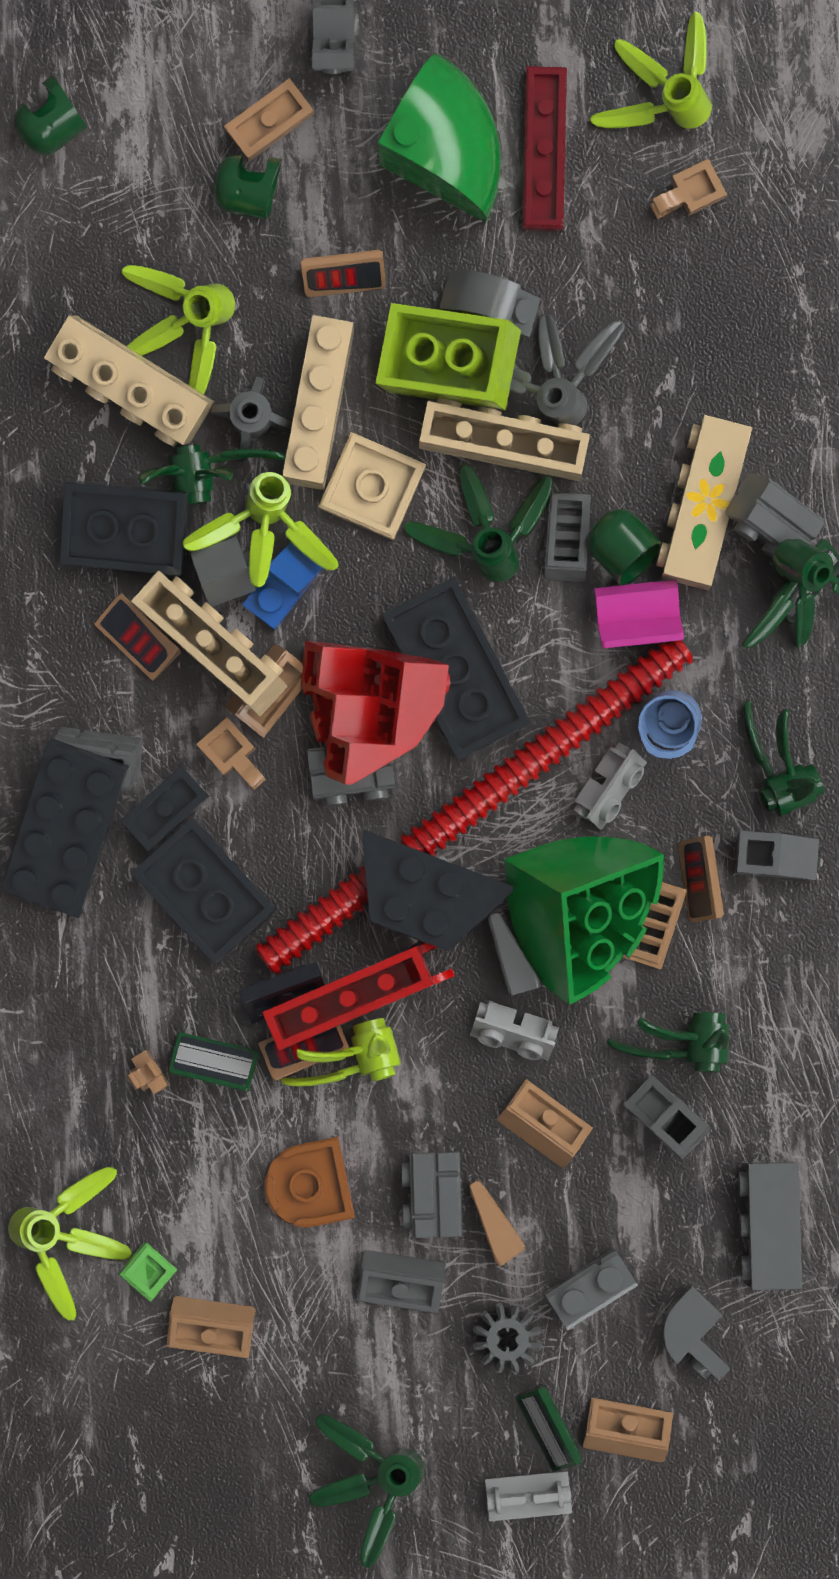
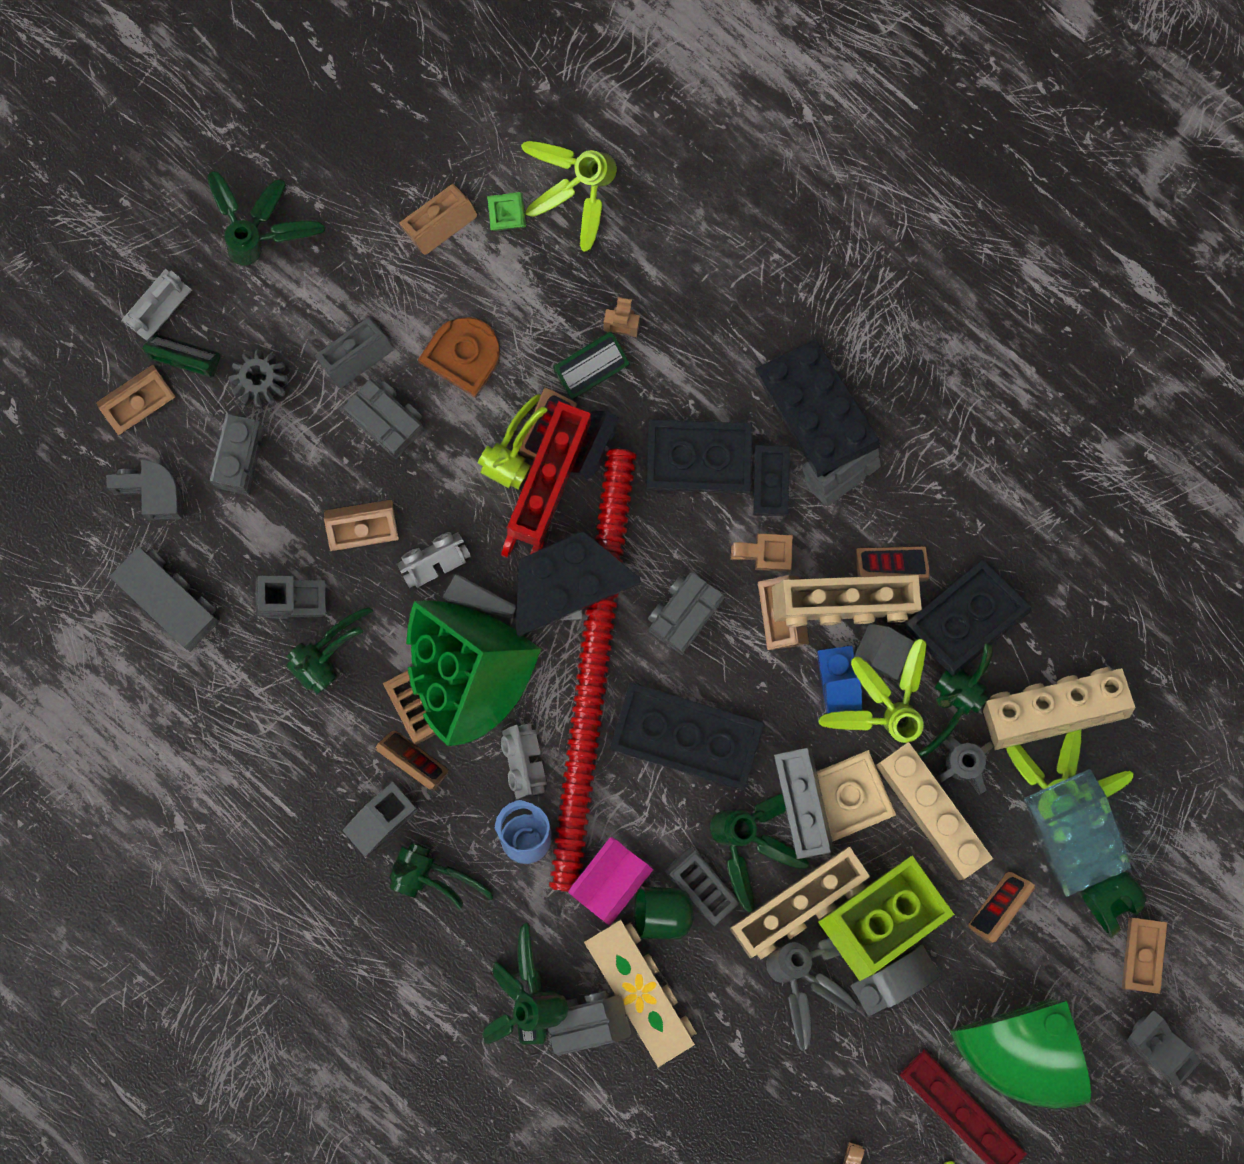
camera: 130 degrees right, 5 degrees down
(224, 263) = (1078, 832): none -> clear light blue brick
(369, 704) = (713, 659): red brick -> none
(416, 516) = (804, 803): none -> plate
(501, 1235) = (325, 435): medium nougat slope -> none

